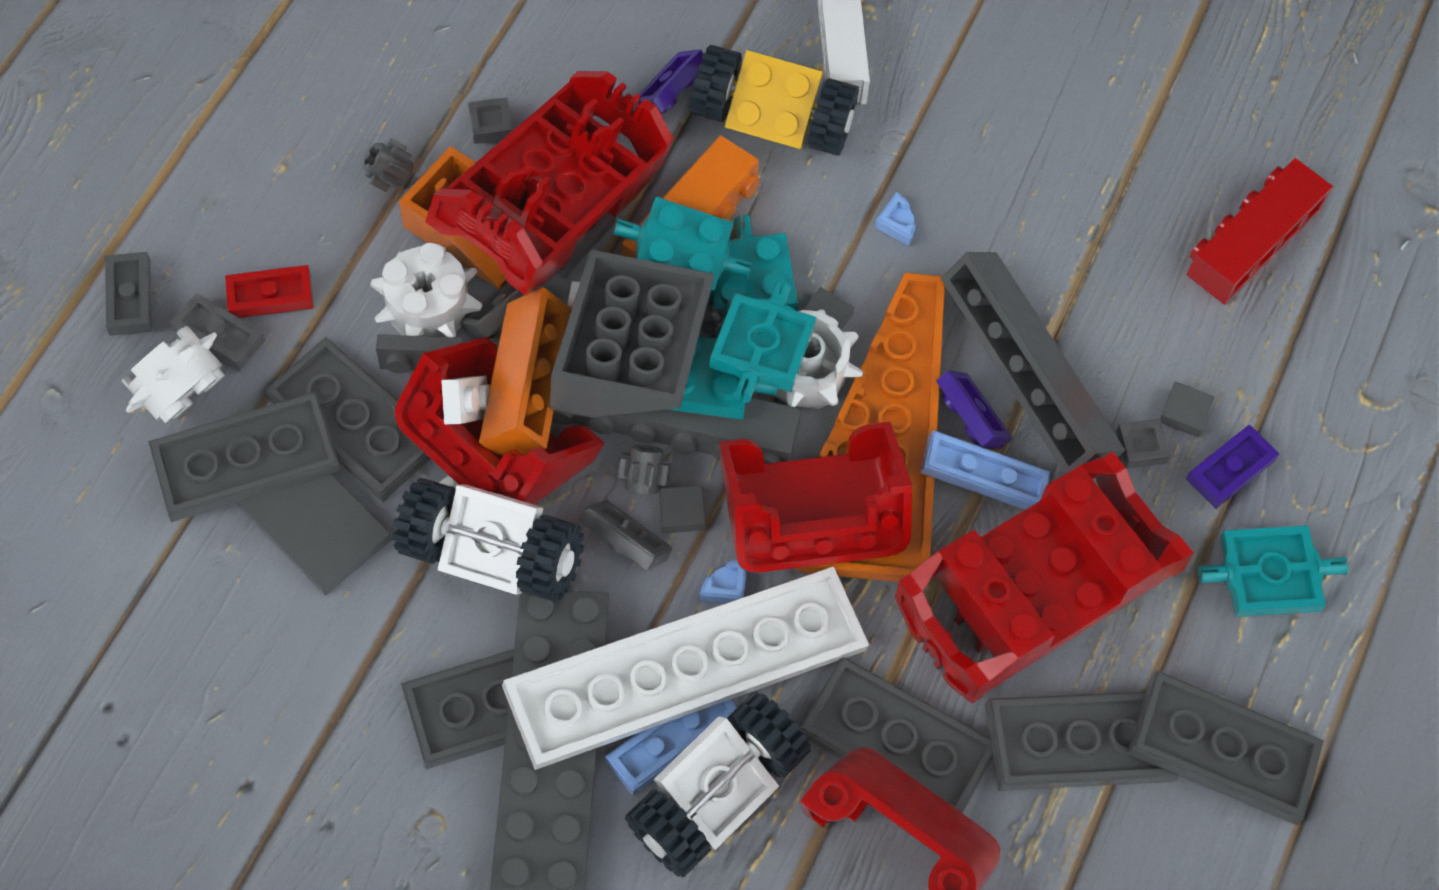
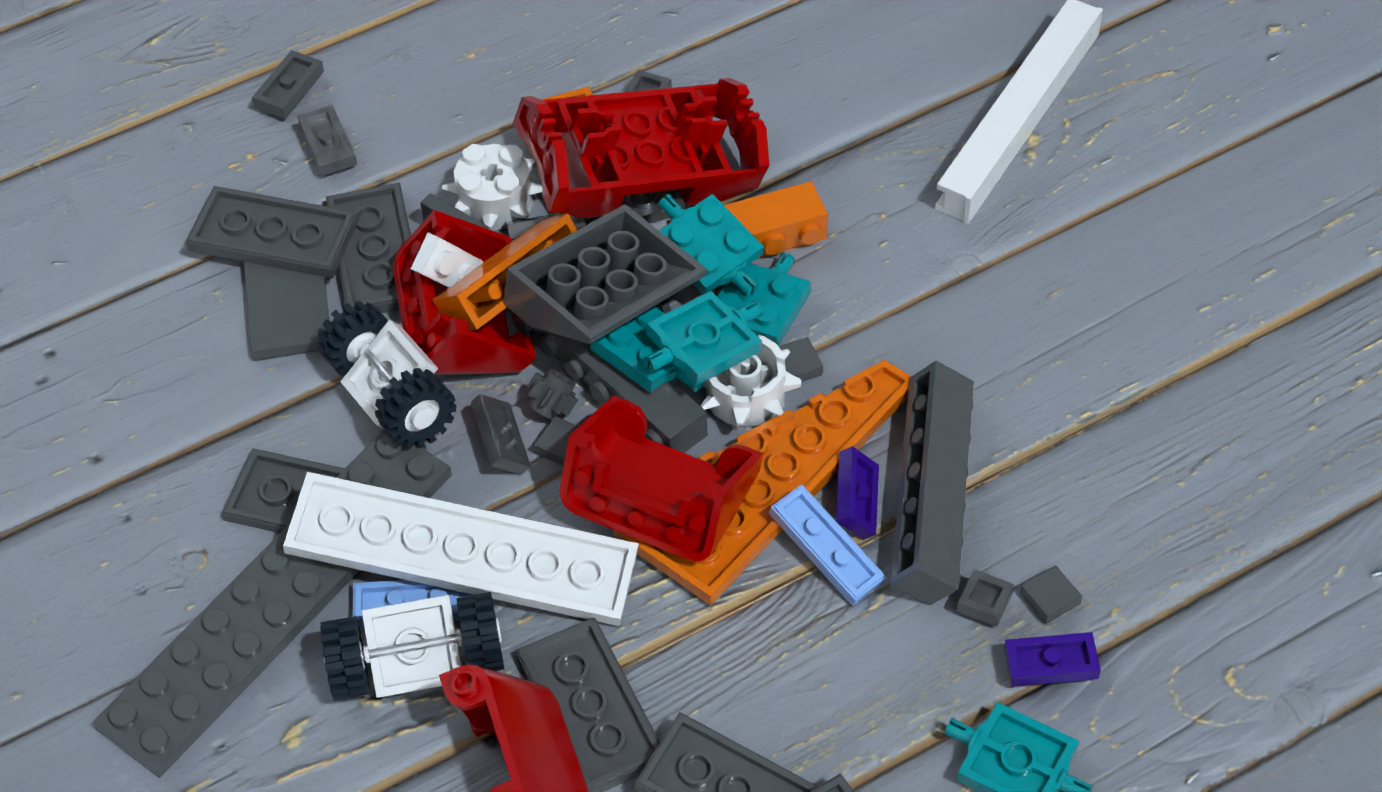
camera: 40 degrees right, 10 degrees down
(173, 374) = (263, 147): white brick -> none
(269, 291) = (385, 131): red plate -> none
(388, 165) = (541, 81): dark grey gear -> none
(672, 79) = (827, 126): dark purple plate -> none
(724, 584) = (549, 512): light blue tile -> none
(773, 99) = (880, 178): plate -> none
(897, 220) = (918, 321): light blue tile -> none
(1042, 575) = (800, 640): red piece -> none
(1259, 230) = (1235, 486): red brick -> none

